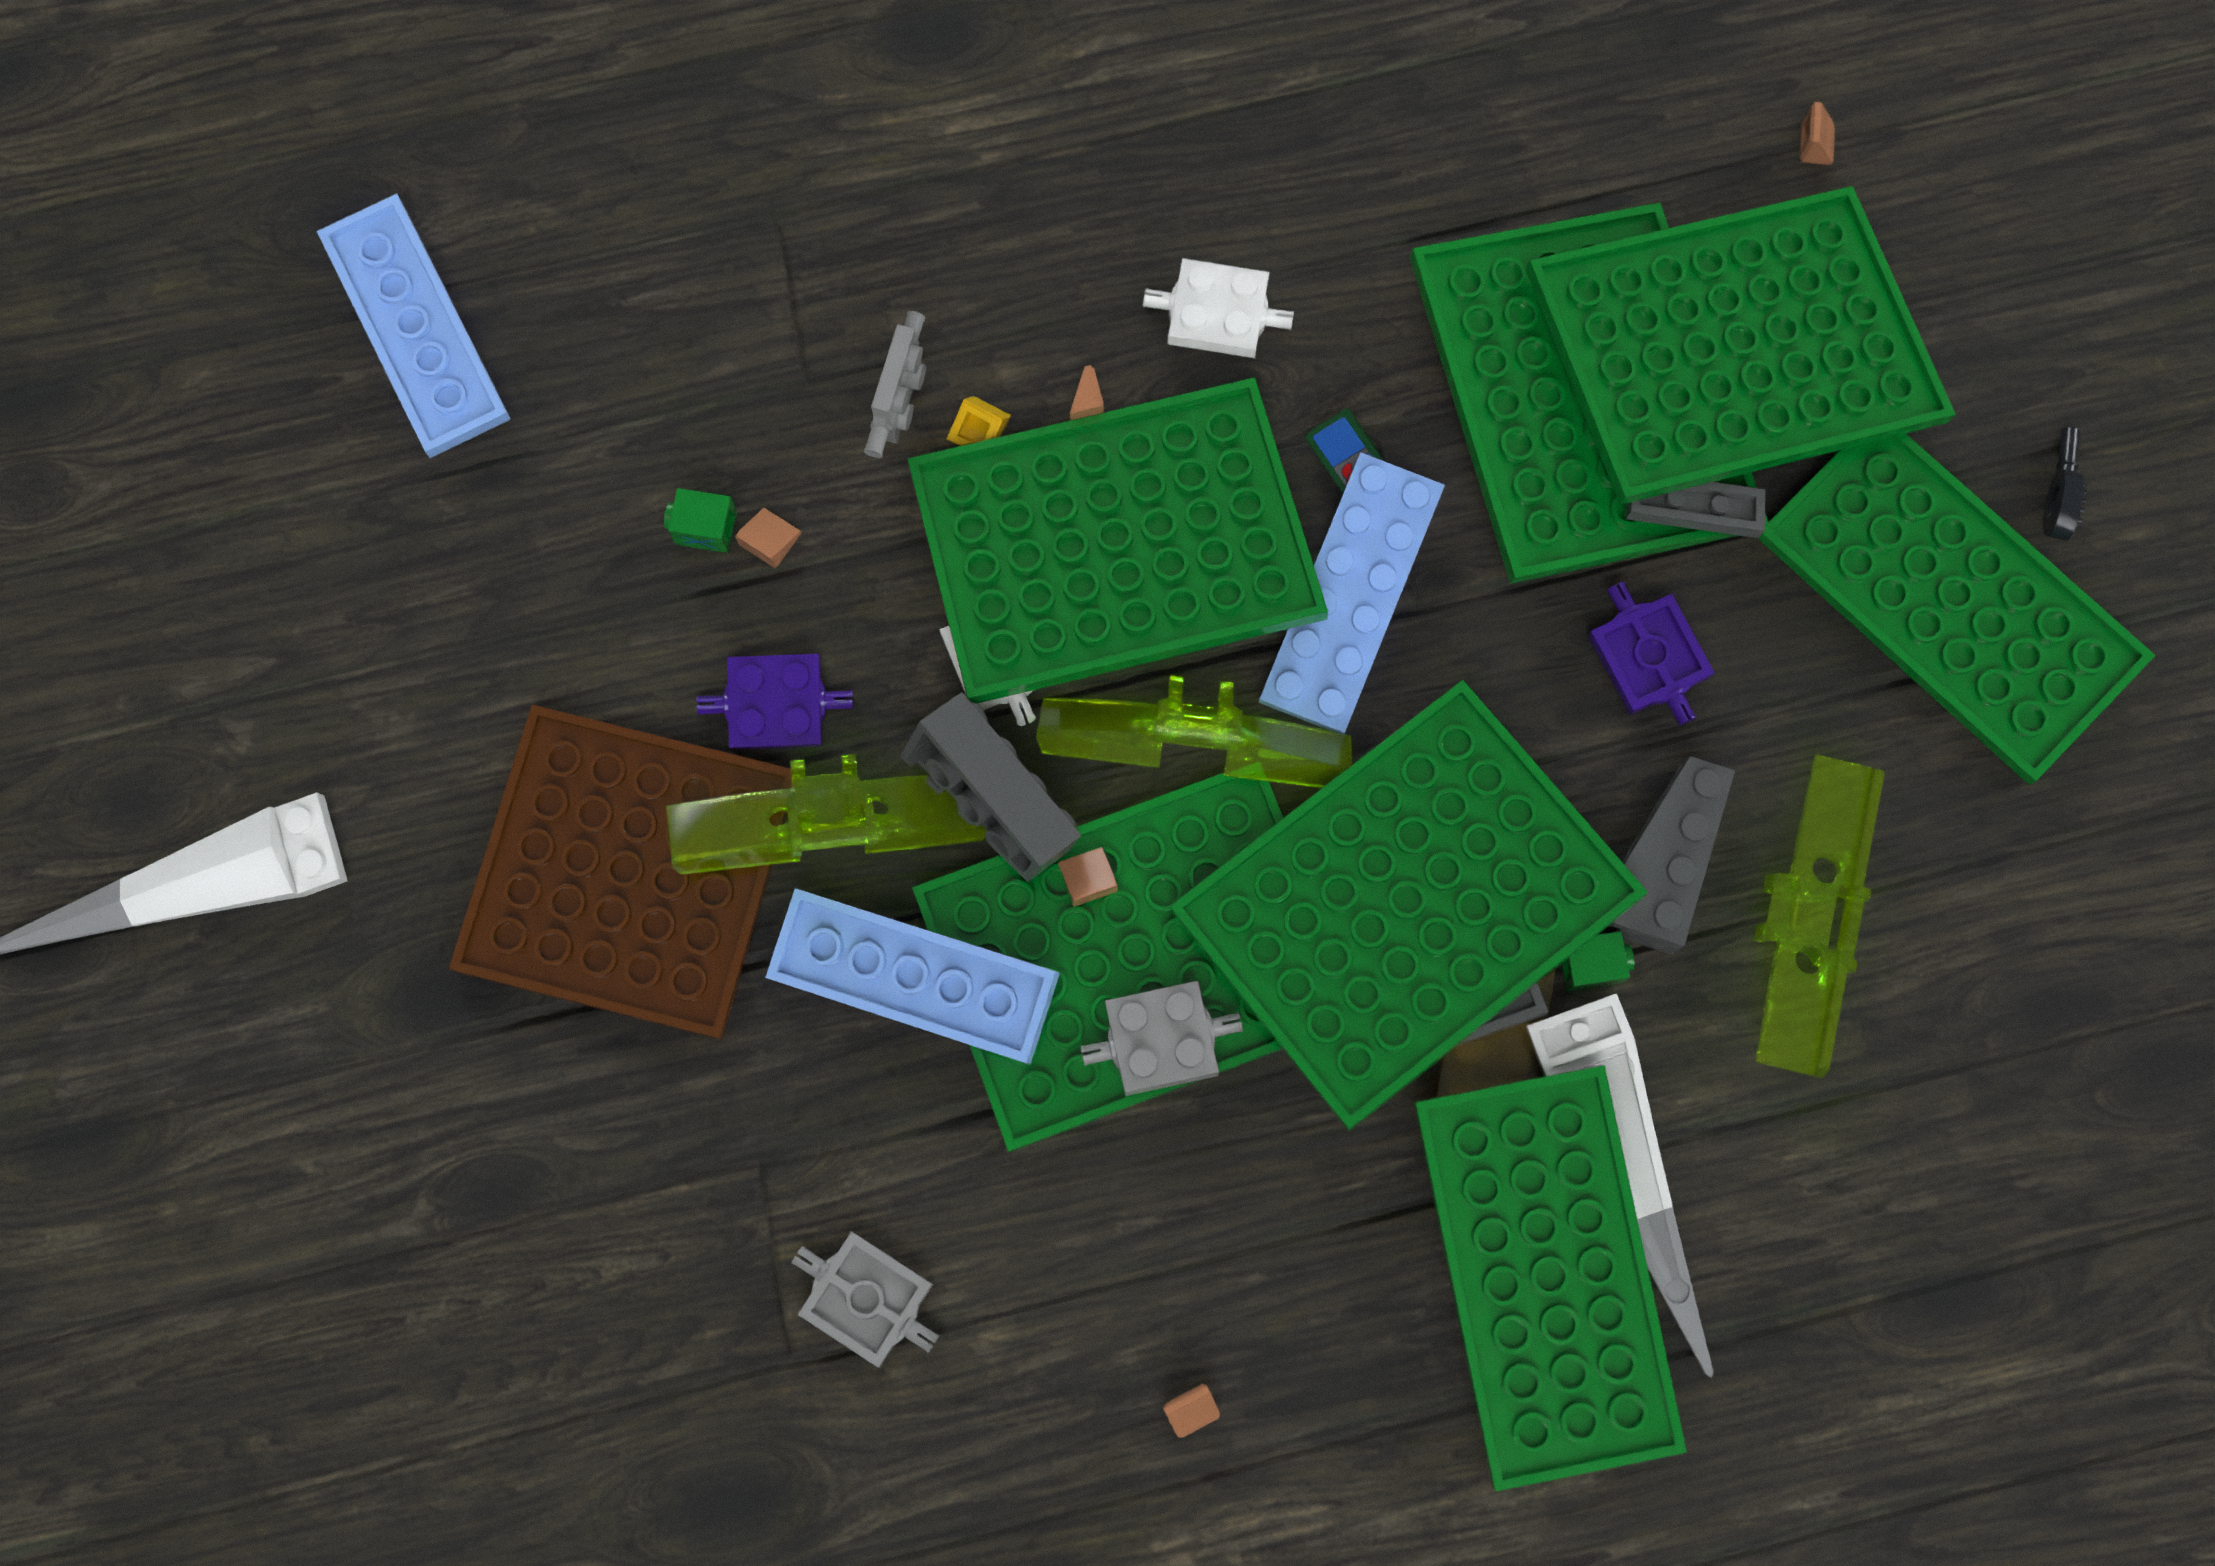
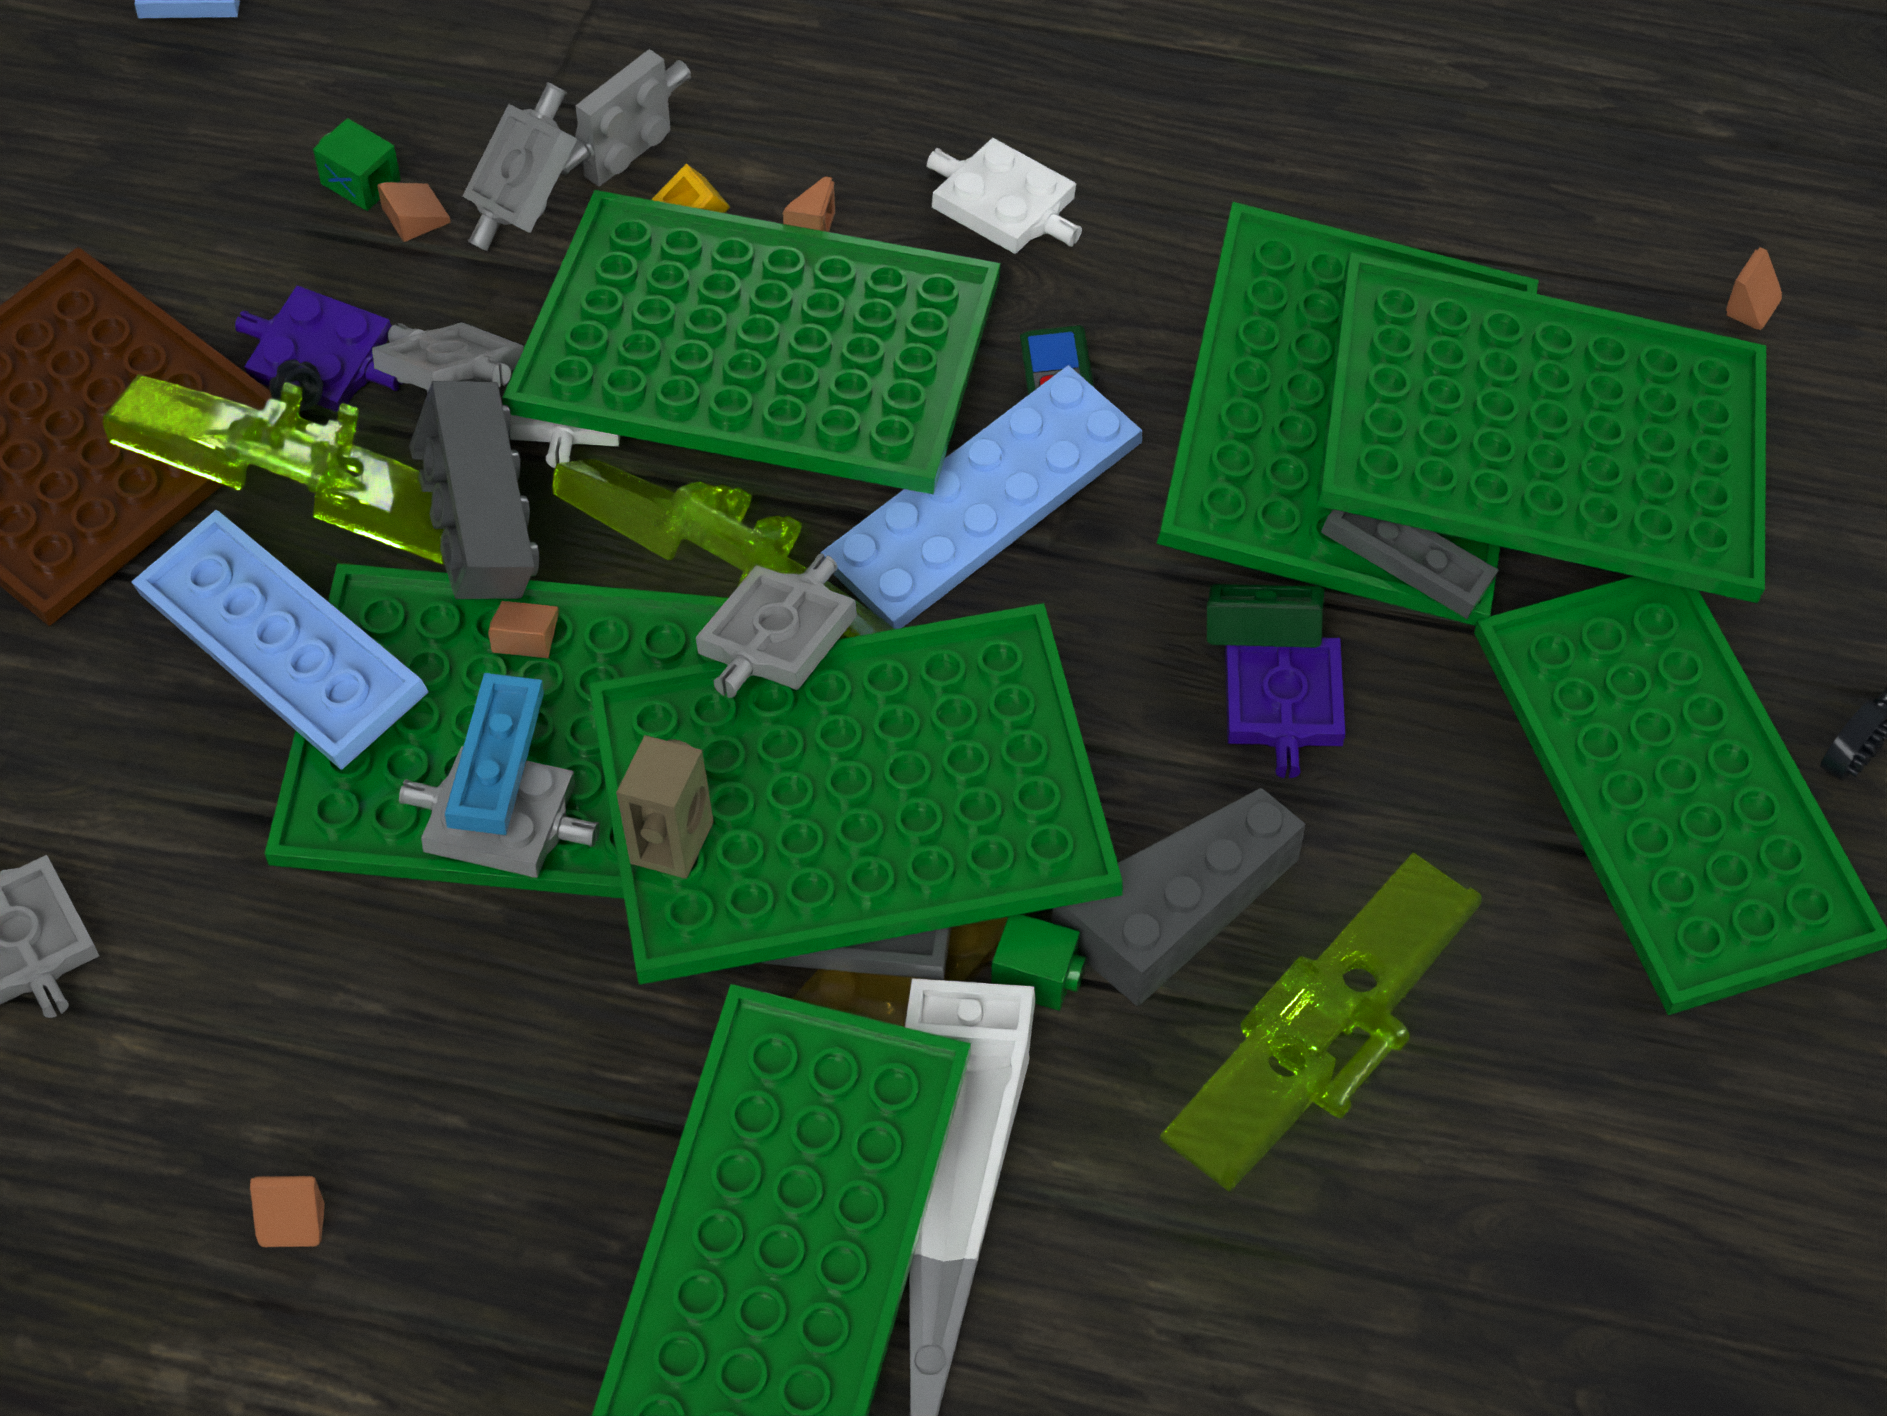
camera: 25 degrees right, 20 degrees down
(786, 748) = (308, 379): none -> black plate
(844, 472) = (519, 167): none -> light grey plate
(891, 671) = (446, 355): none -> light grey plate
(1145, 1005) = (494, 754): none -> dark azure plate
(1286, 798) = (776, 626): none -> light grey plate
(1311, 1000) = (665, 806): none -> dark tan brick
(1614, 602) = (1265, 615): none -> dark green slope

